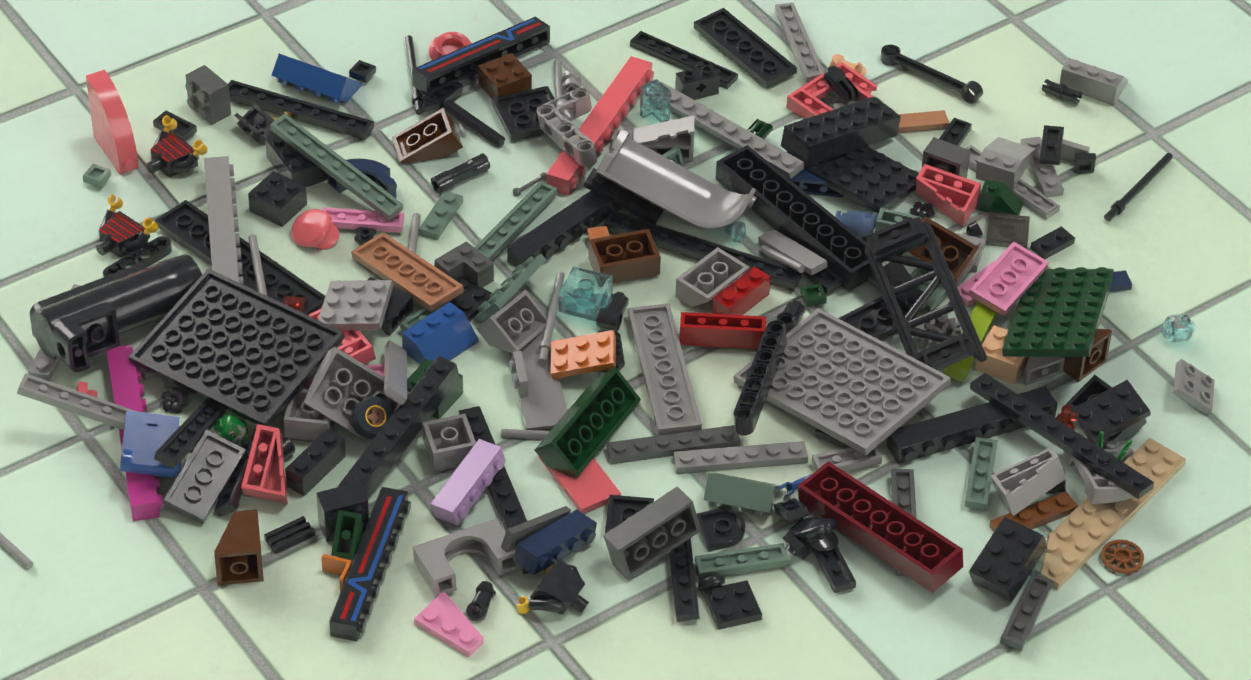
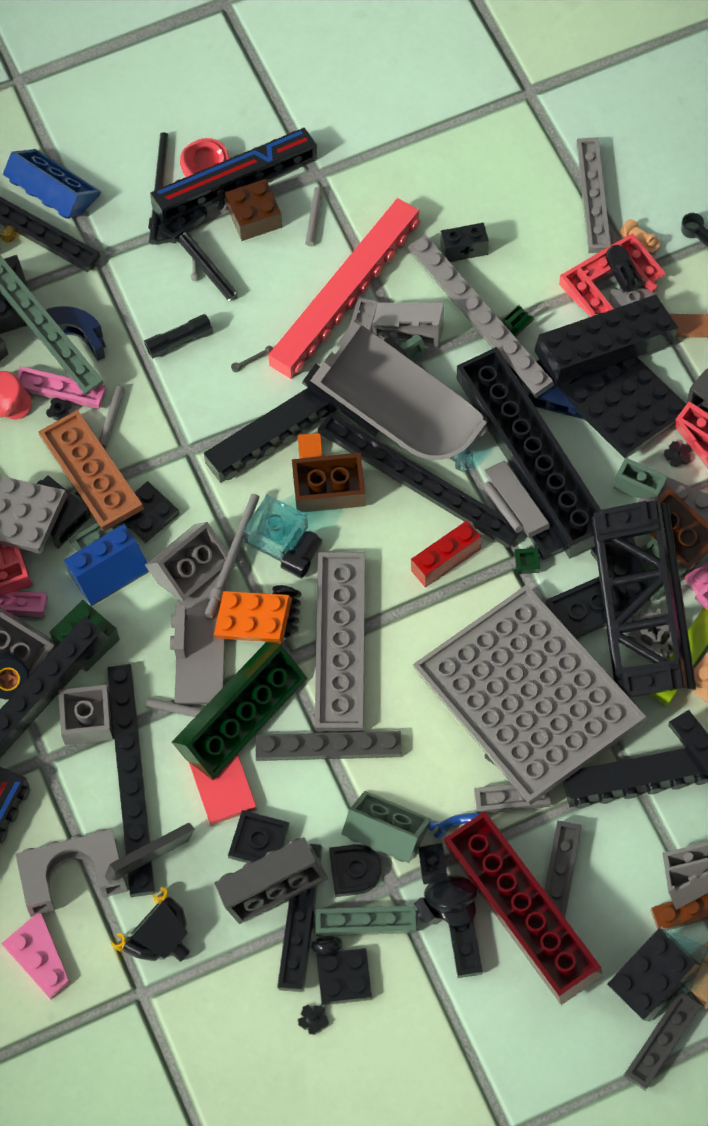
camera: 15 degrees right, 20 degrees up
(362, 71) = (103, 177): black plate -> none
(395, 372) = (42, 619): light grey tile -> none
(428, 139) = (153, 284): reddish brown slope -> none
(440, 215) = (146, 390): sand green plate -> none
(467, 263) = (153, 466): dark grey brick -> none
(468, 482) = (93, 773): lavender brick -> none
(479, 606) = (73, 937): black piece -> none
(509, 287) = (198, 507): sand green plate -> none
(516, 220) = (222, 413): sand green plate -> none
(519, 112) = (271, 260): black plate -> none
(555, 542) = (167, 871): dark blue brick -> none
(556, 122) = (290, 277): light grey beam -> none
(570, 81) = (326, 224): light grey wheel -> none
(655, 100) = (410, 263): clear light blue bracket -> none
(679, 57) = (458, 201): black tile -> none
(708, 277) = (415, 527): light grey slope -> none
(713, 639) = (313, 1019): none -> black plant
(721, 330) = (413, 601): red brick -> none
(740, 457) = (397, 774): light grey plate -> none
(745, 47) = (530, 195): black plate -> none
(760, 378) = (433, 688): black beam -> none
(792, 314) = (492, 591): black piece -> none
(858, 221) = (596, 468): medium blue cylinder -> none
(980, 472) = (656, 839): sand green plate -> none

